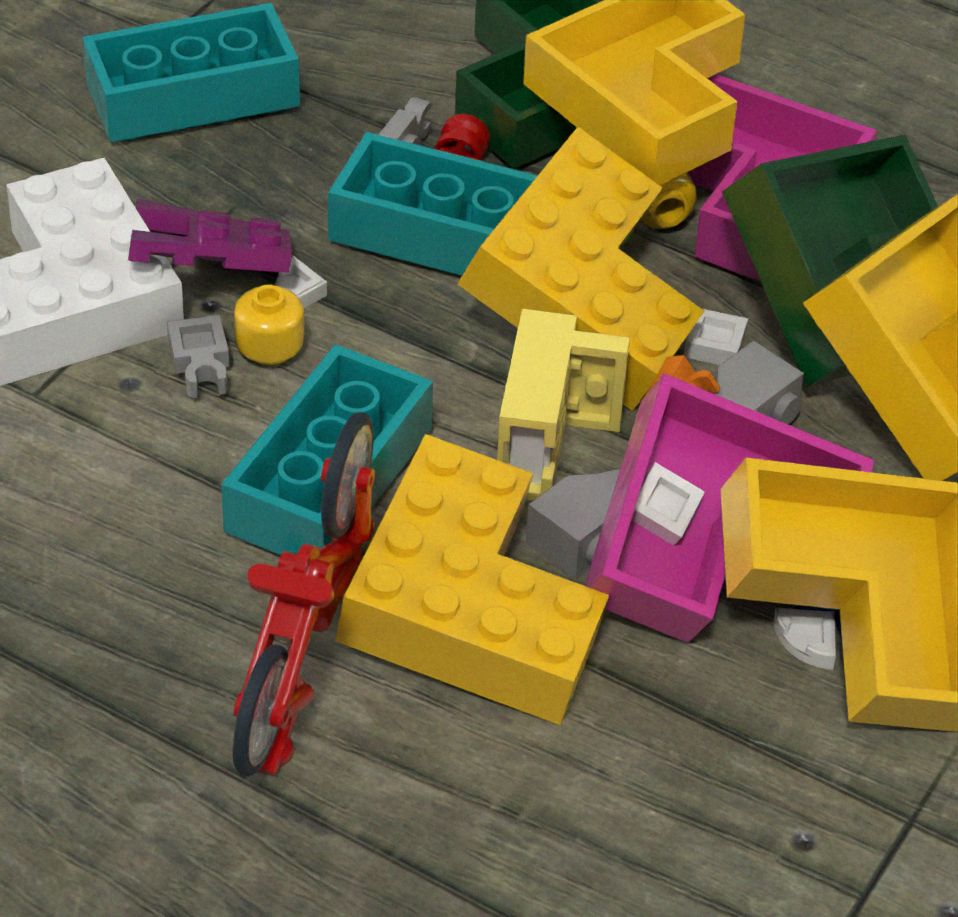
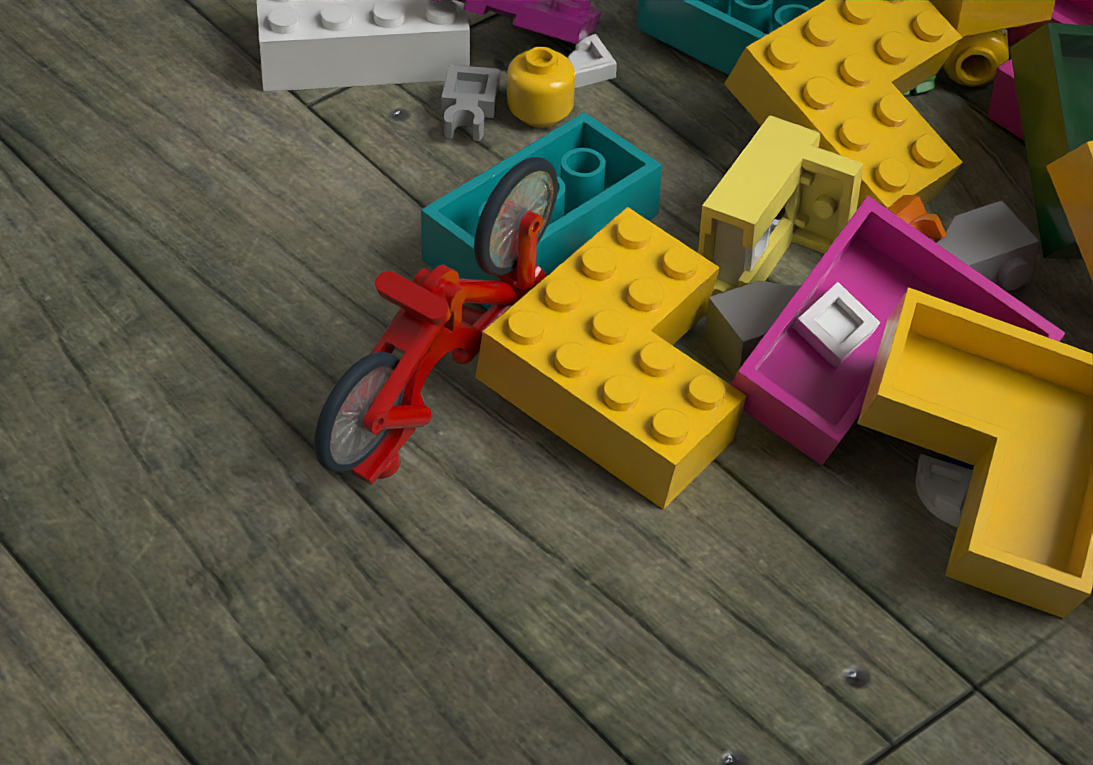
camera: 20 degrees right, 0 degrees up
(716, 337) = (973, 189): white tile -> none

